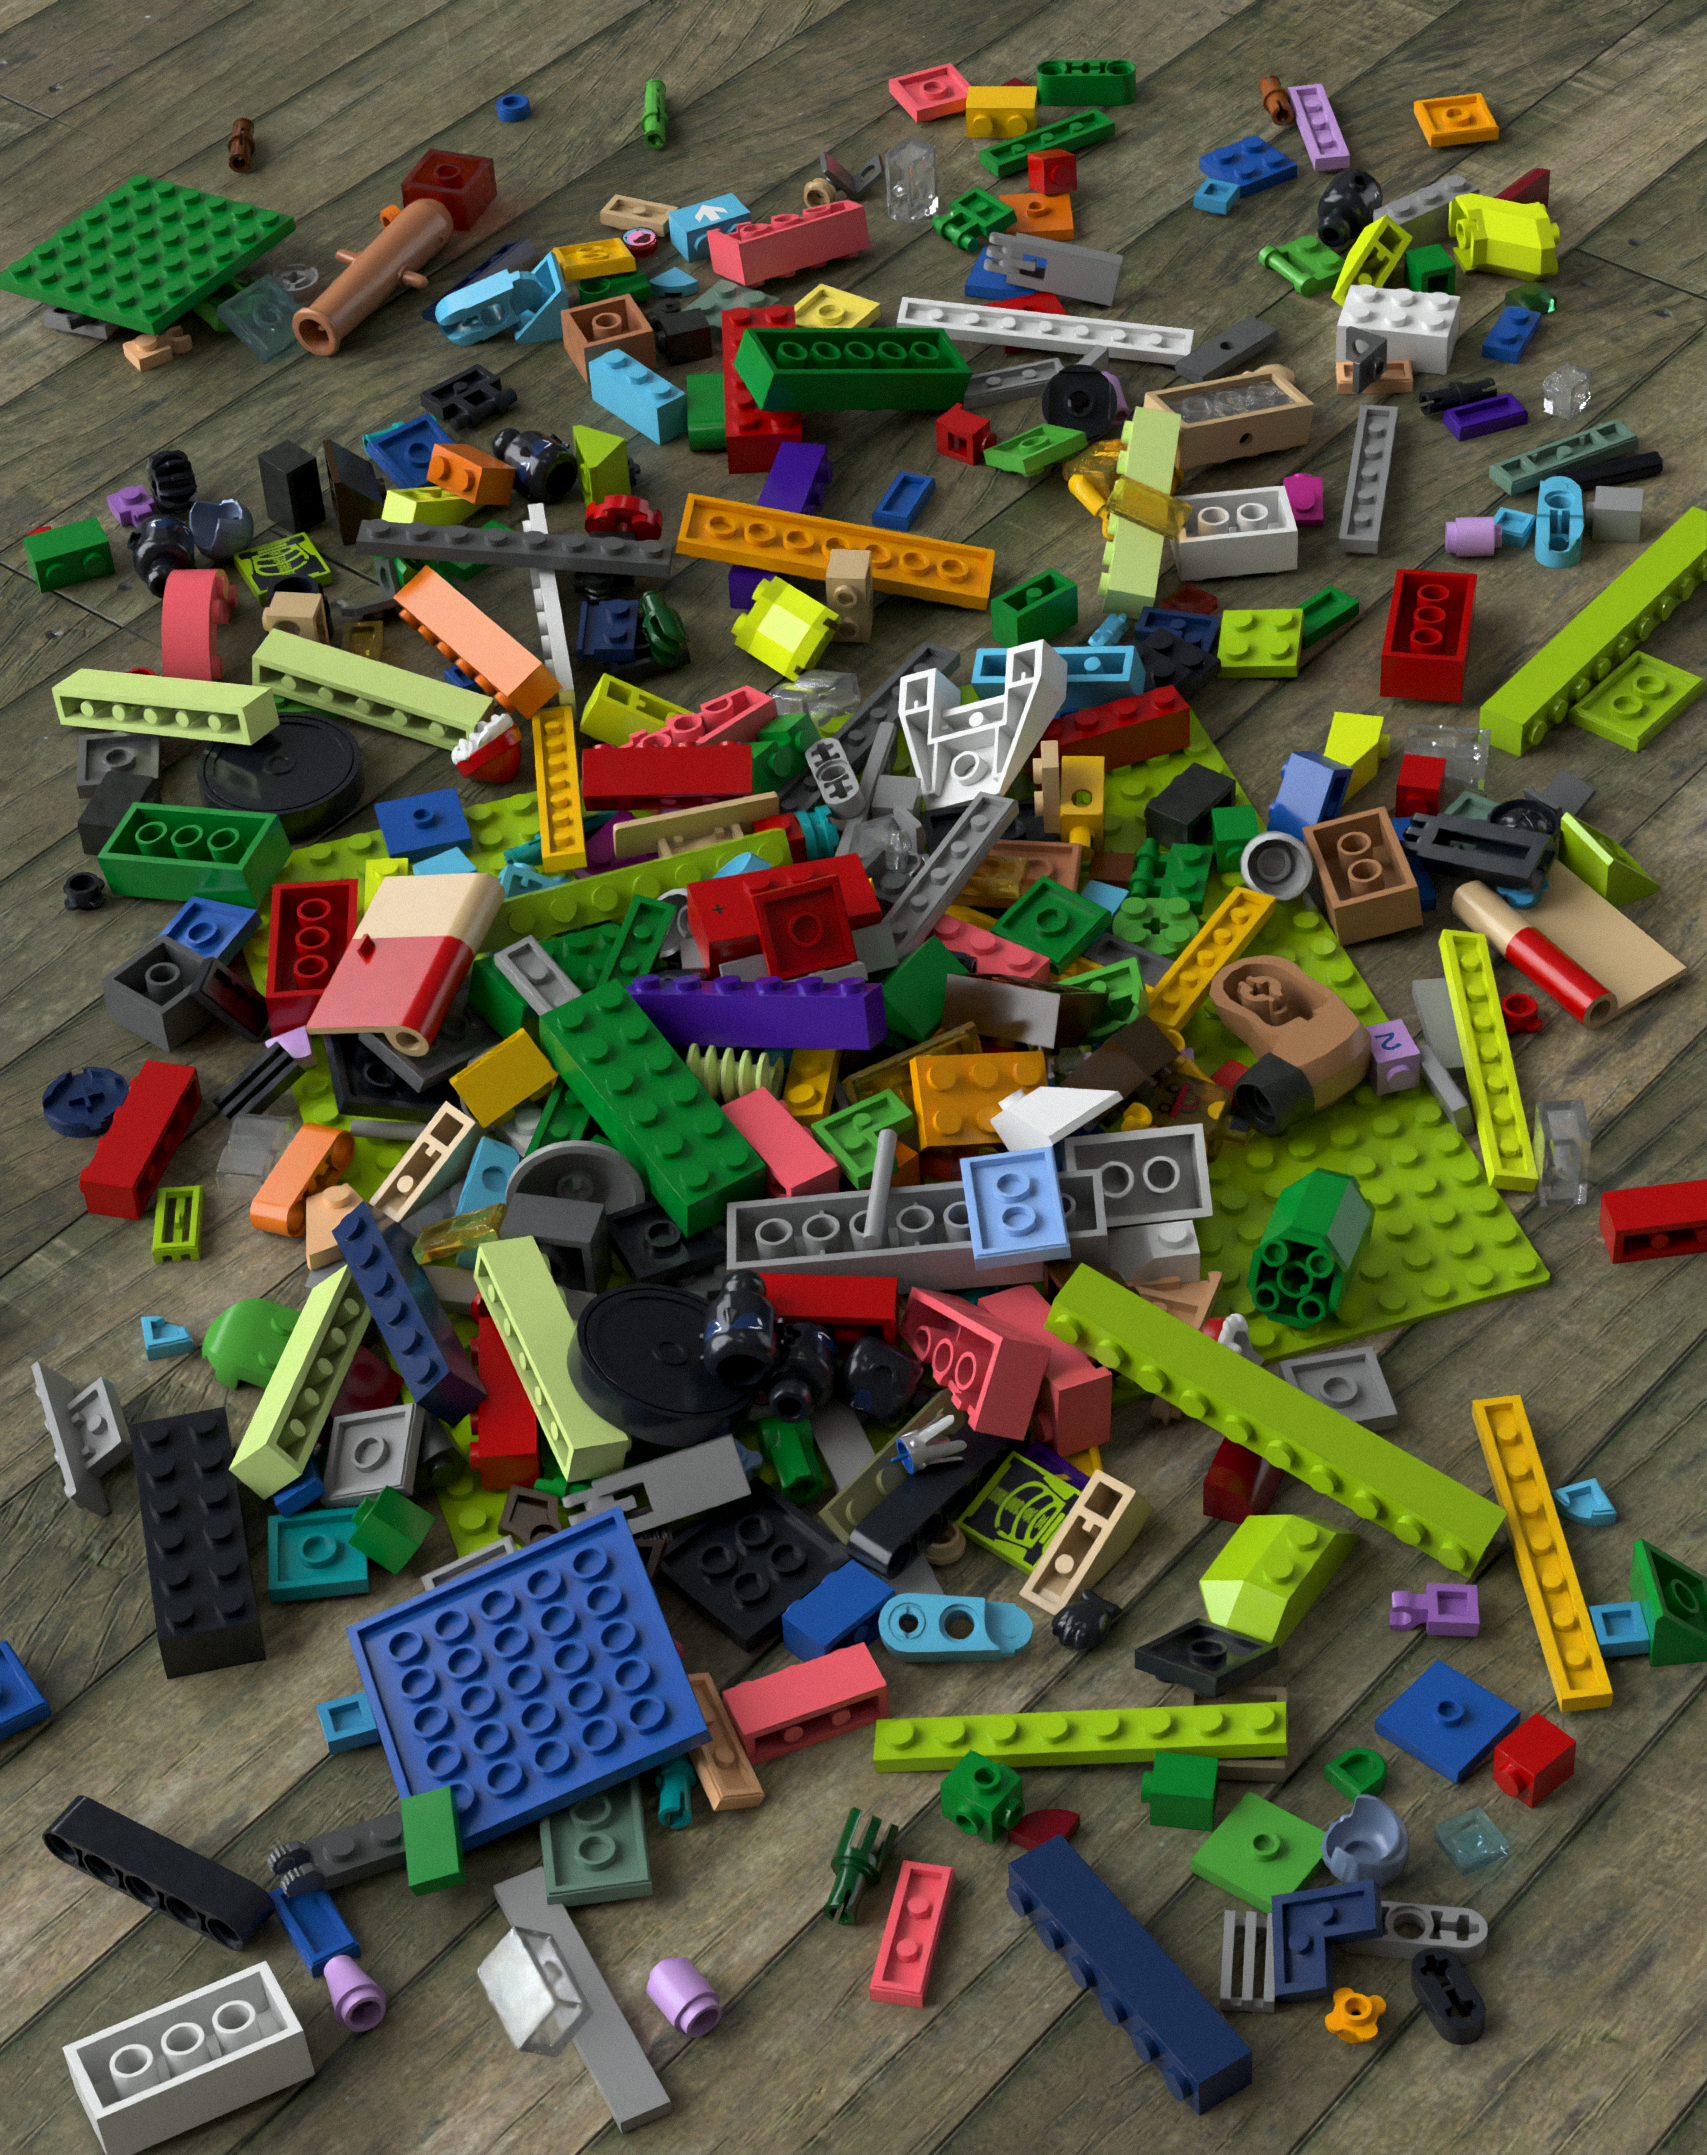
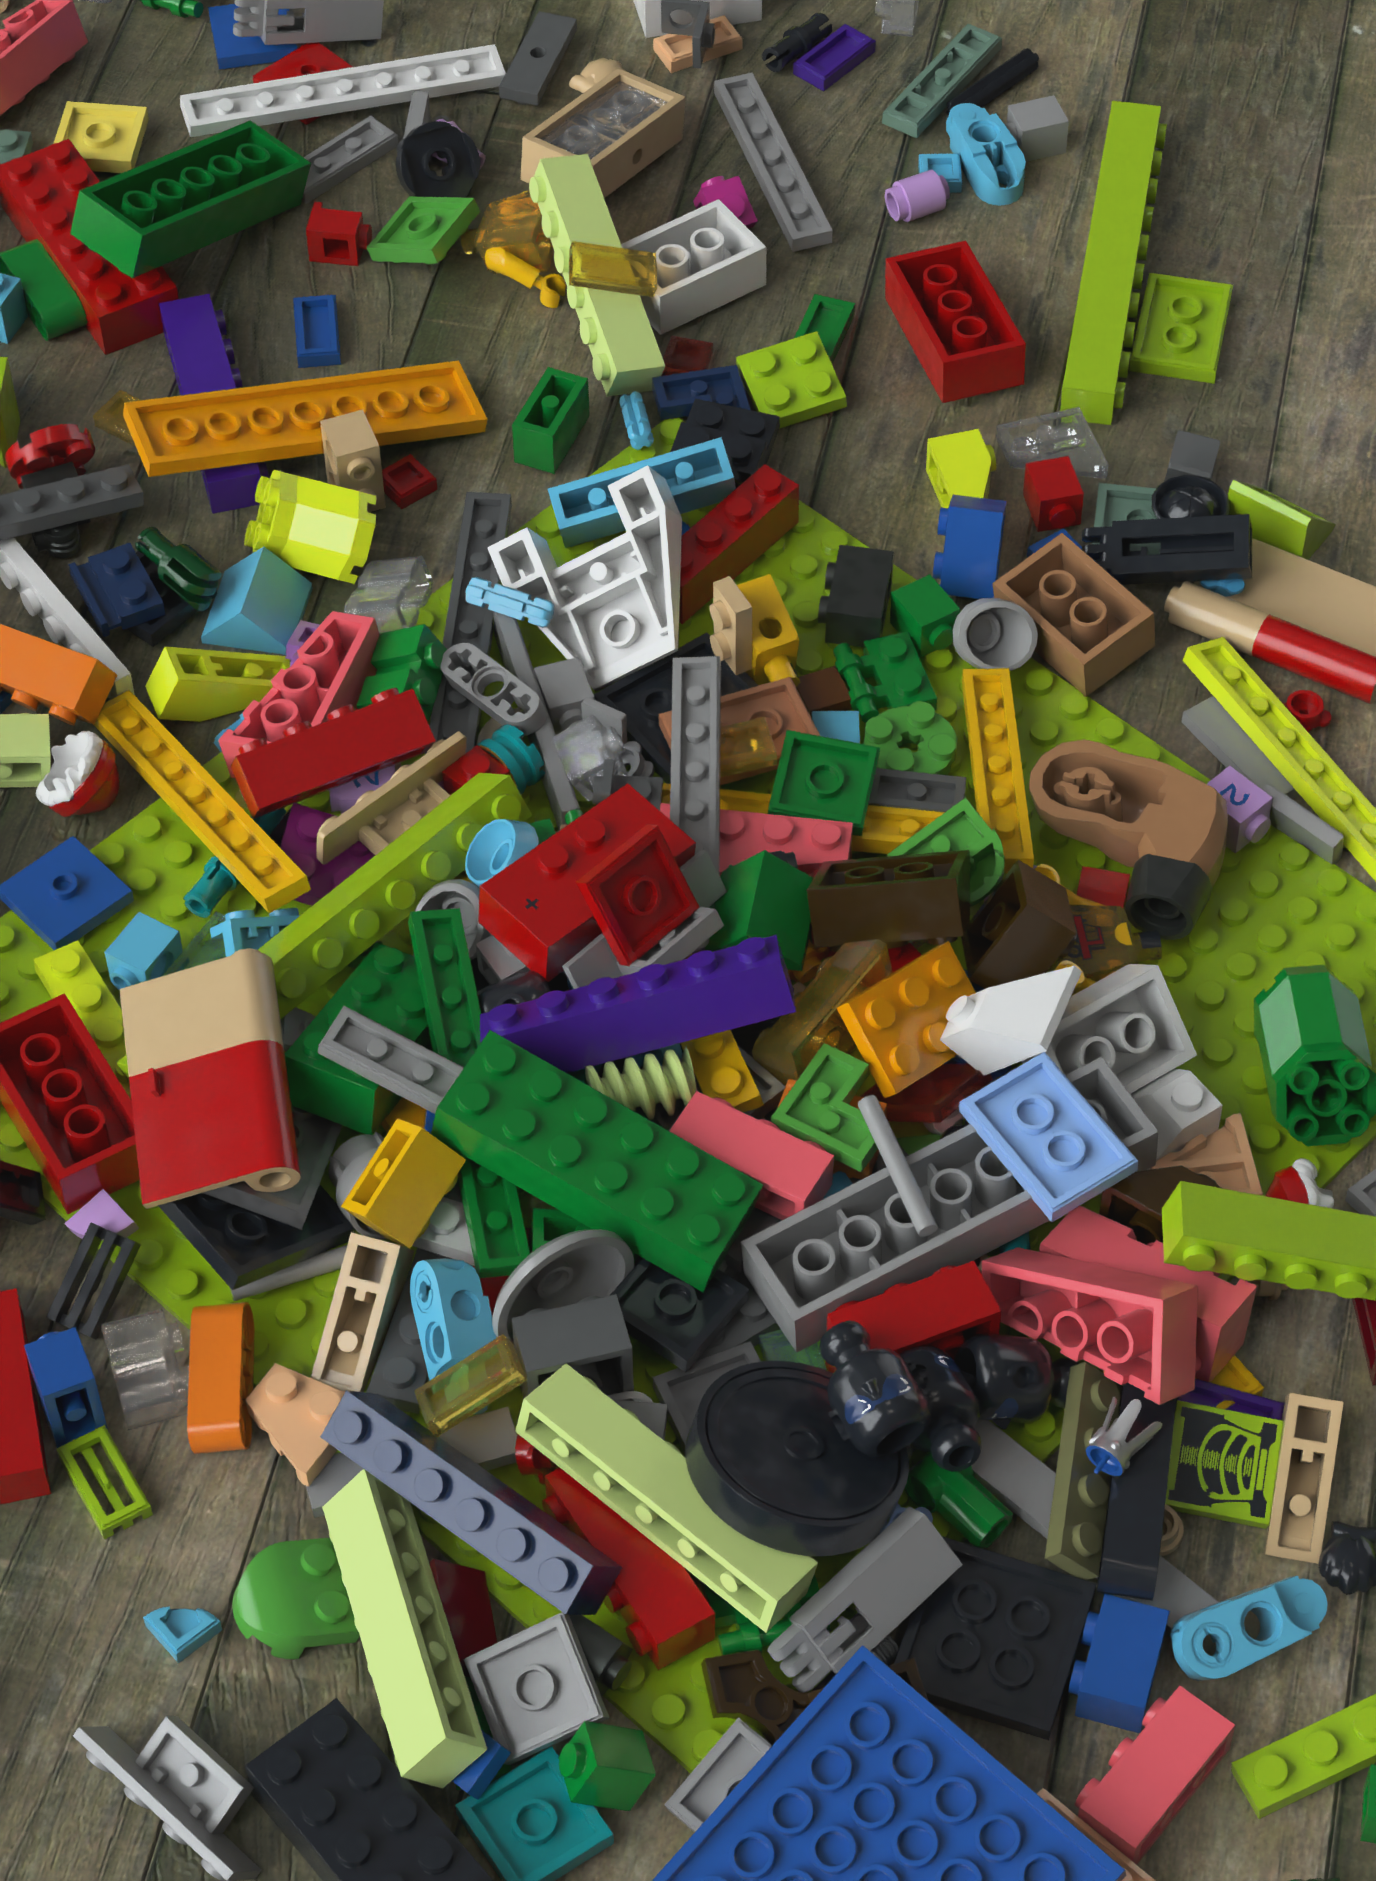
camera: 30 degrees left, 10 degrees up
(183, 1140) = (65, 1385): none -> blue brick
(715, 673) = (257, 604): none -> medium azure slope
(890, 720) = (509, 602): none -> medium azure axle
(896, 627) = (407, 481): none -> red tile

